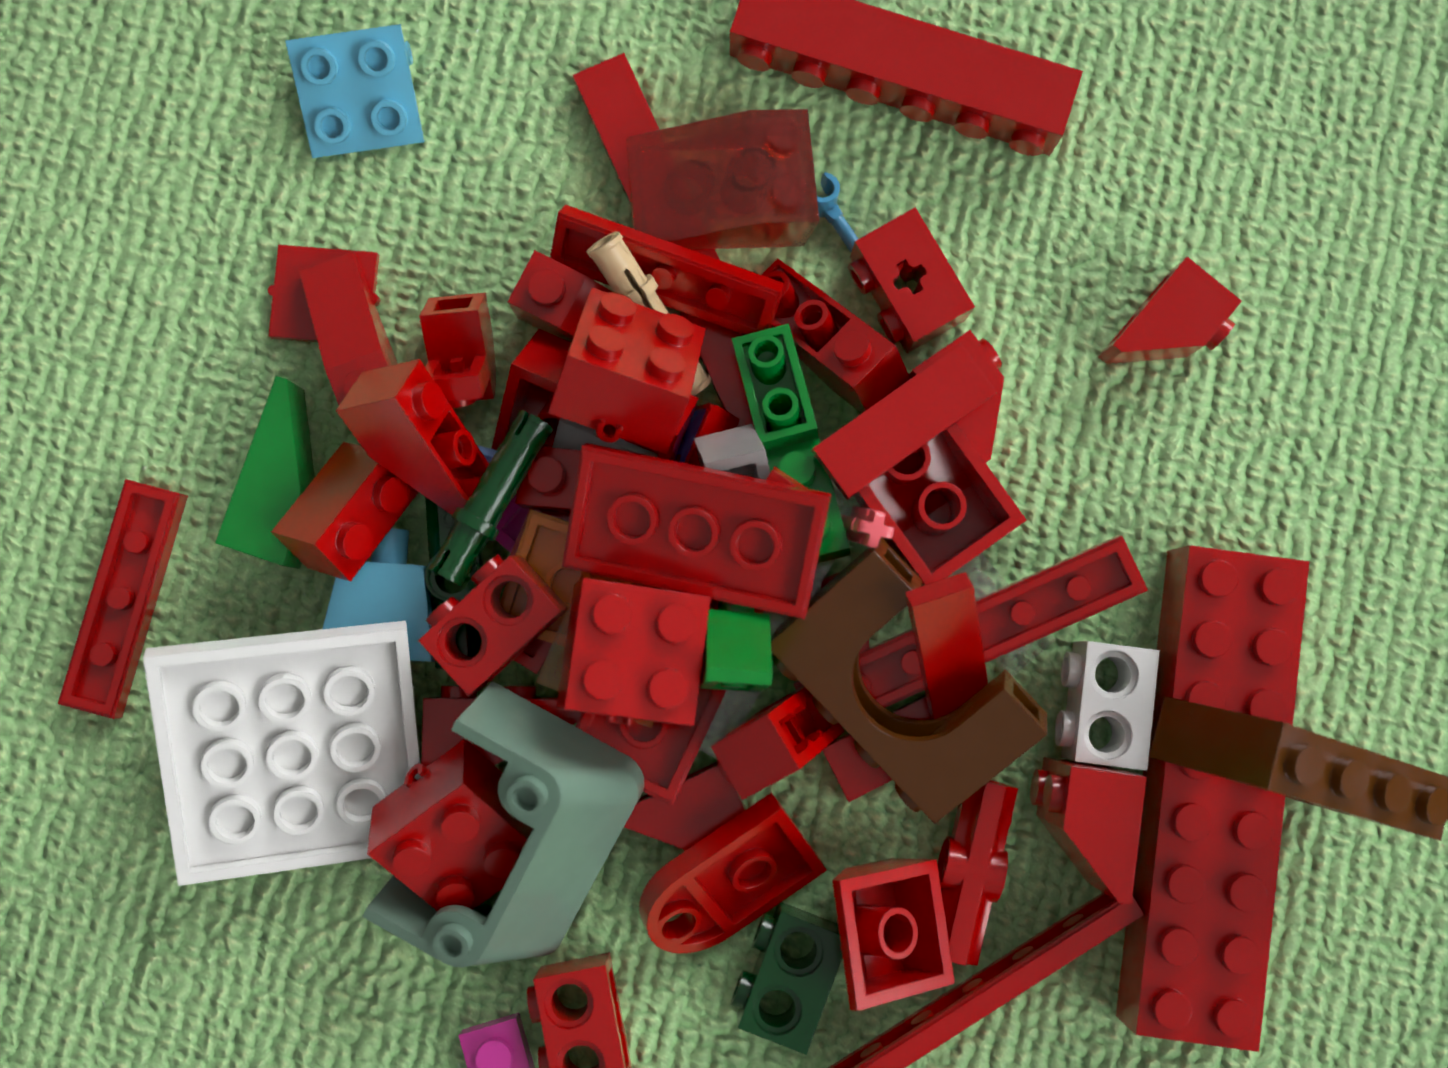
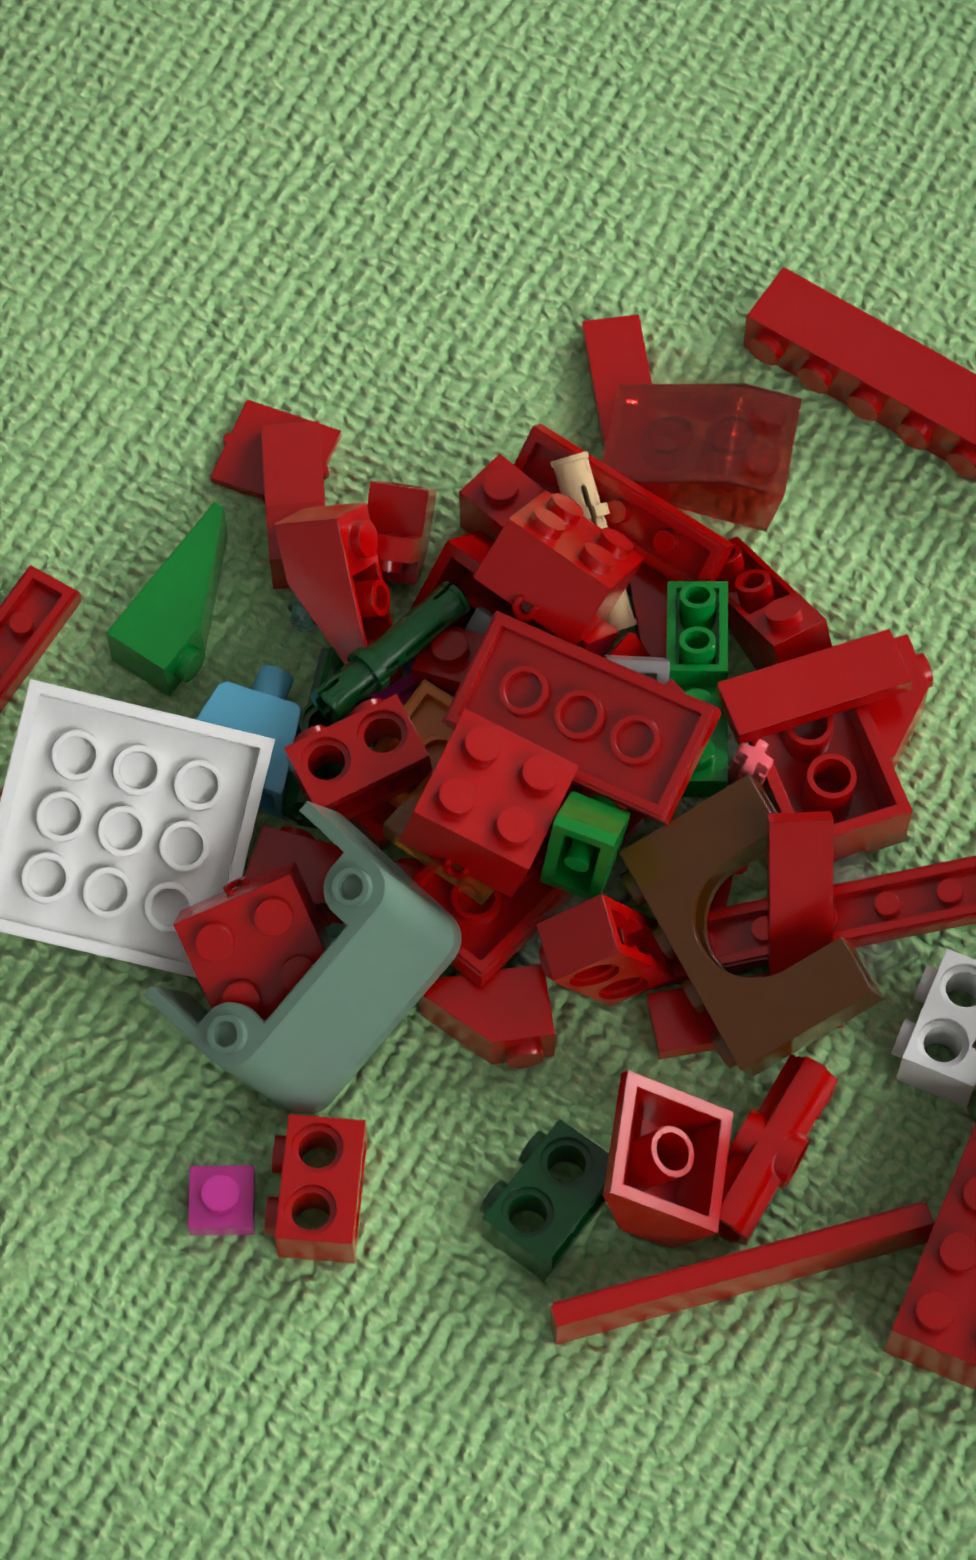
camera: 15 degrees right, 20 degrees down
(344, 513) = (242, 637): red brick -> none
(356, 90) = (368, 283): medium azure hinge -> none
(728, 879) = (517, 1078): red tile -> none
(830, 210) = (799, 501): dark azure hand -> none
(909, 250) = (860, 579): red brick -> none
(1094, 819) = (900, 1108): red slope -> none

